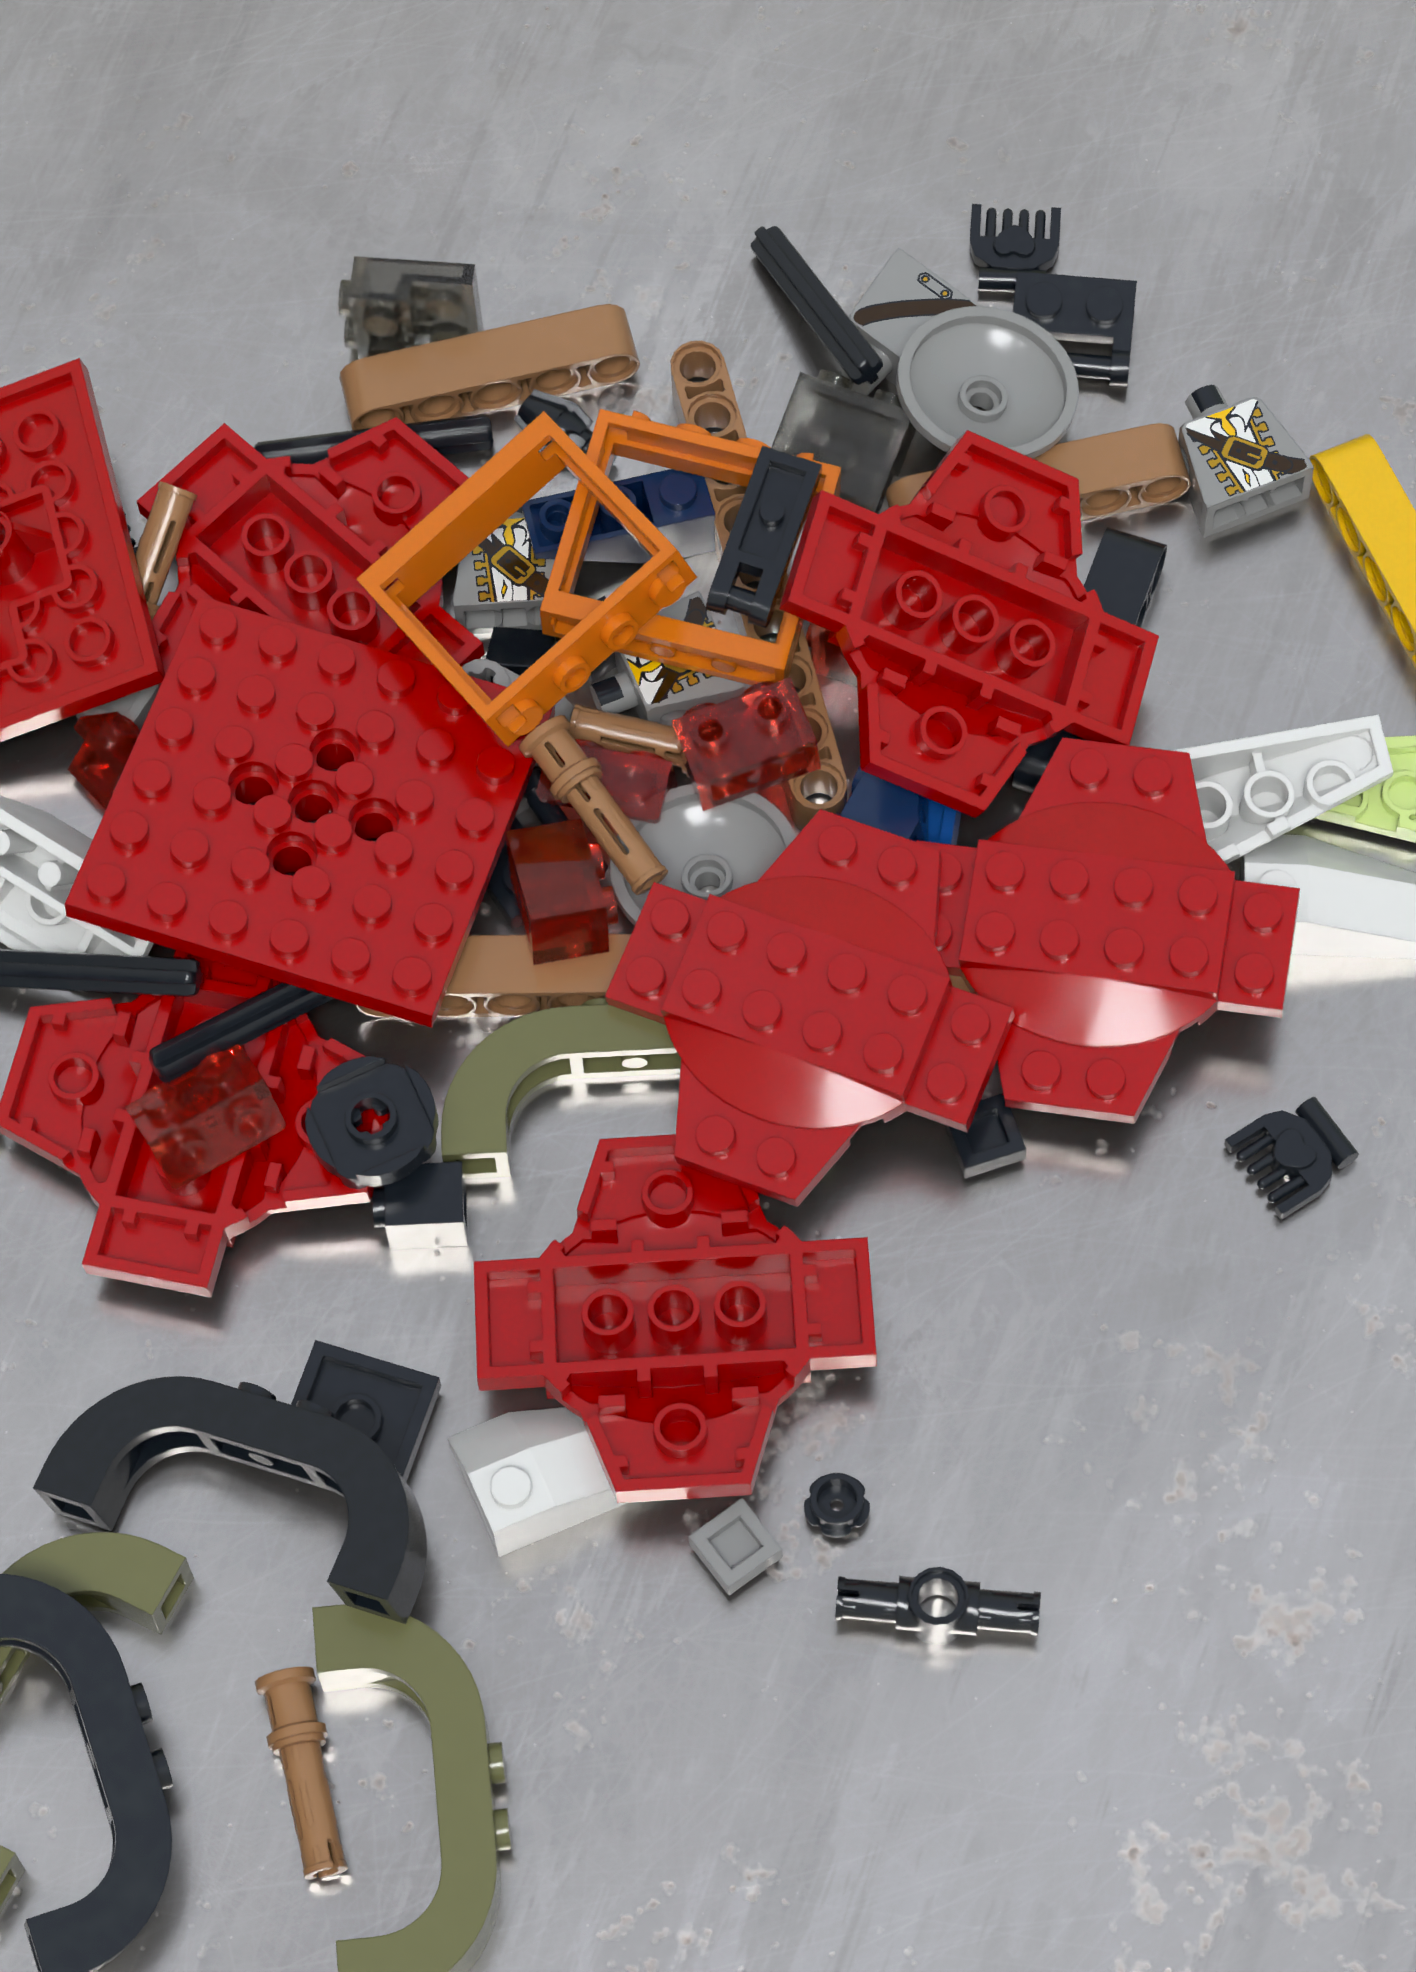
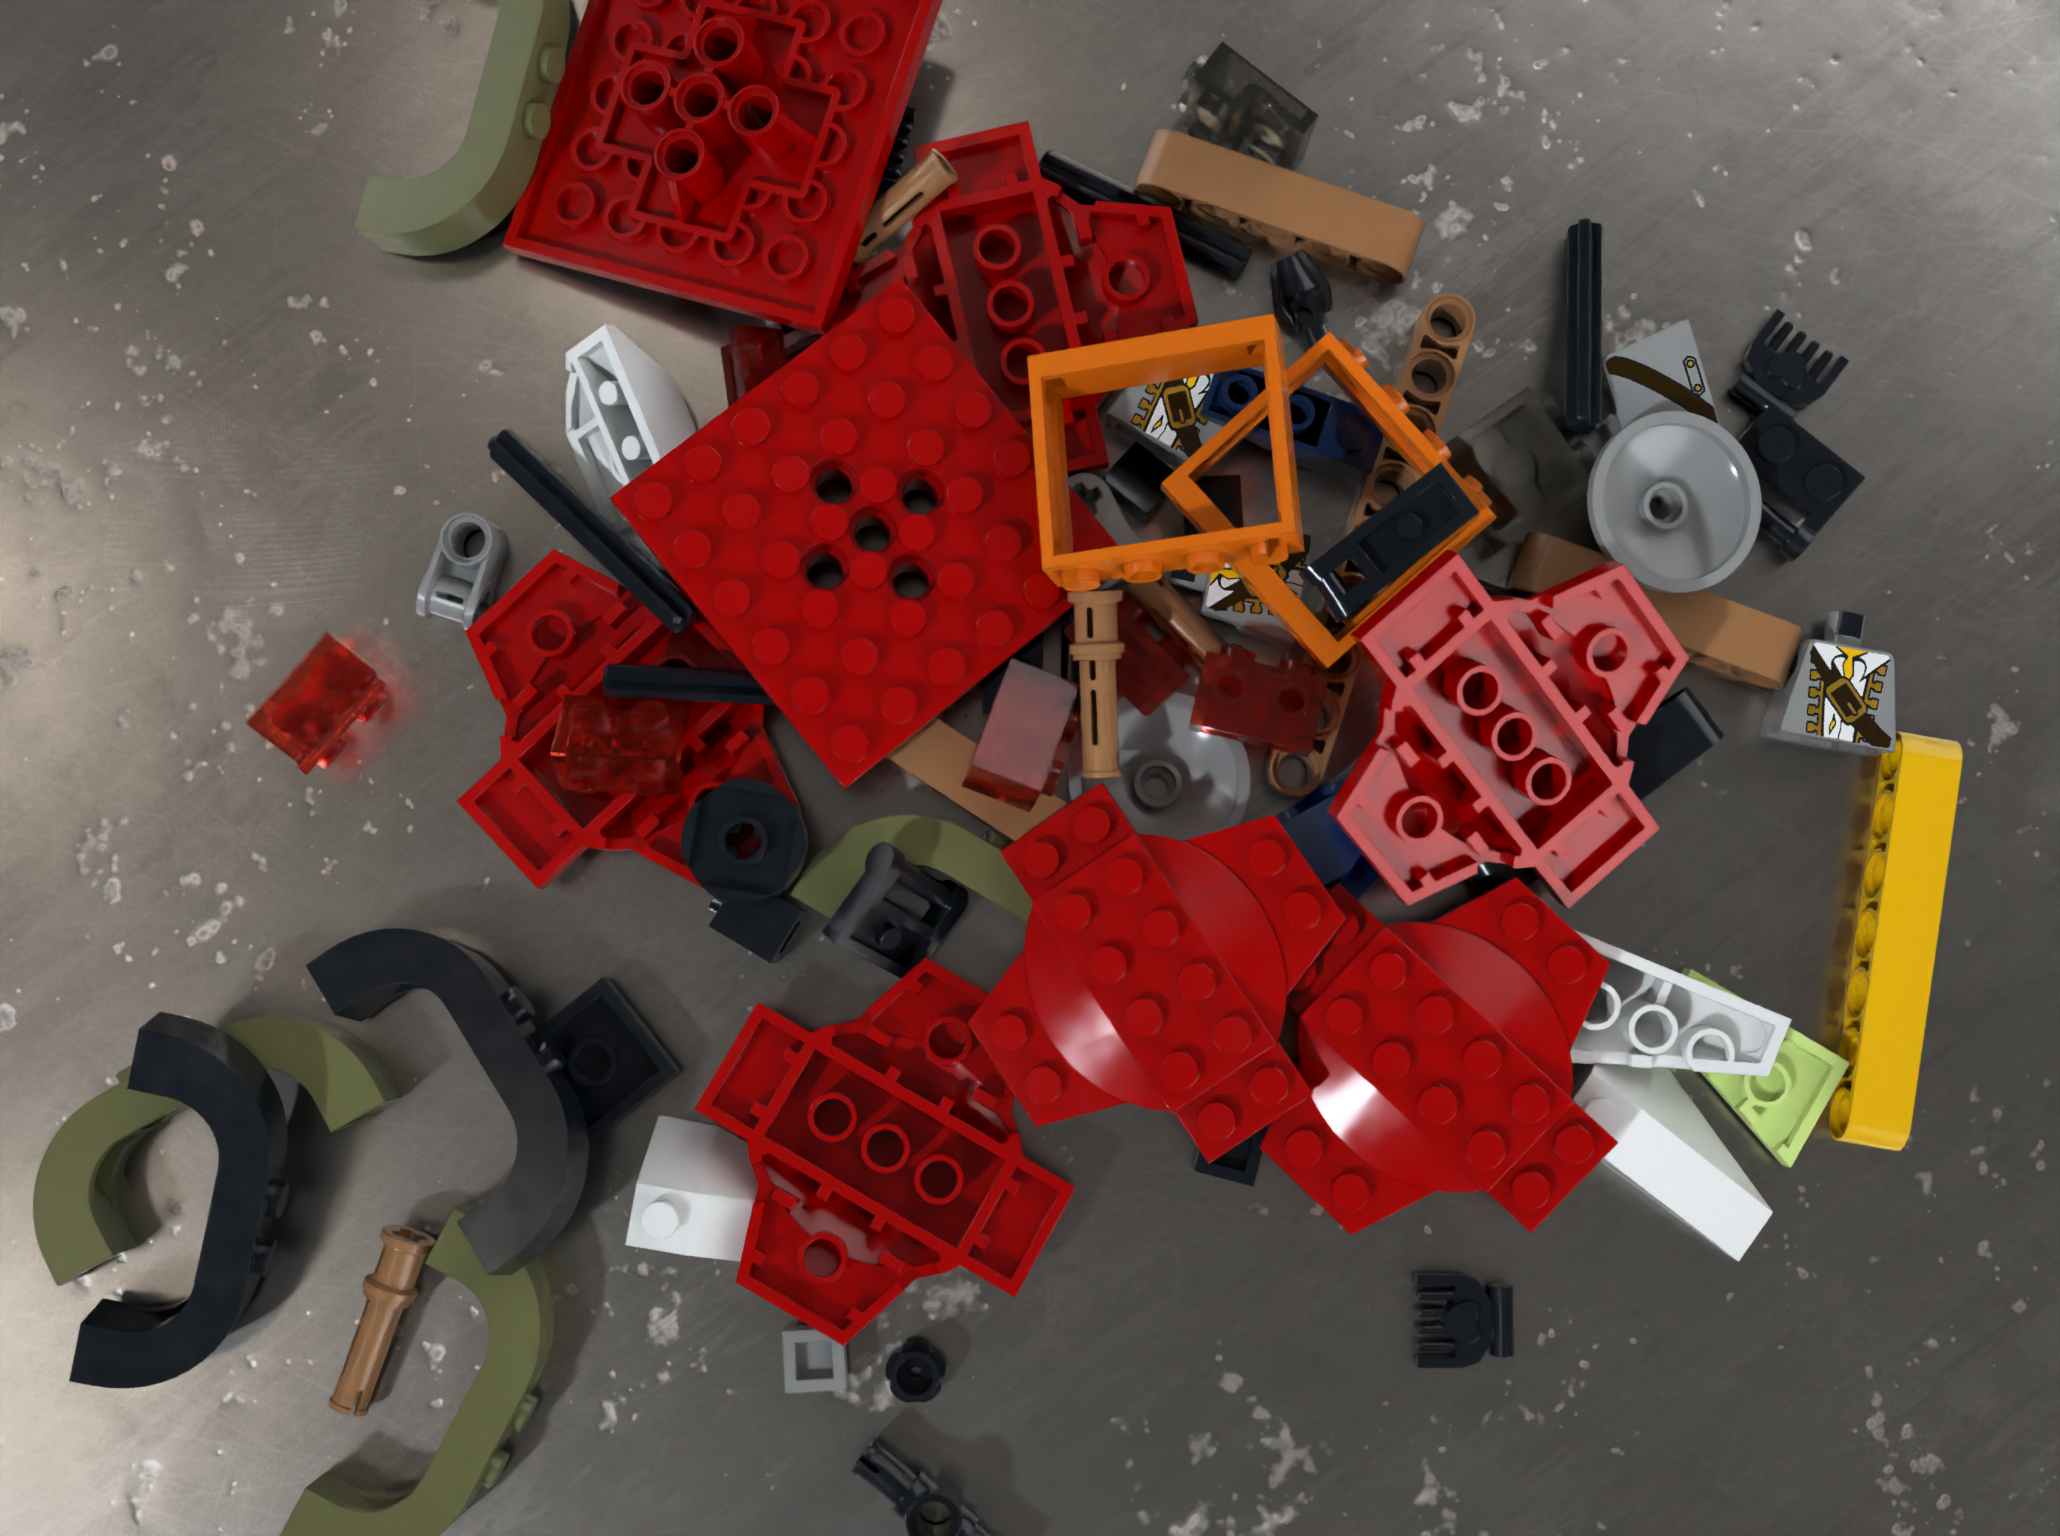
camera: 30 degrees right, 20 degrees up
(539, 1129) = (885, 930): none -> black plate

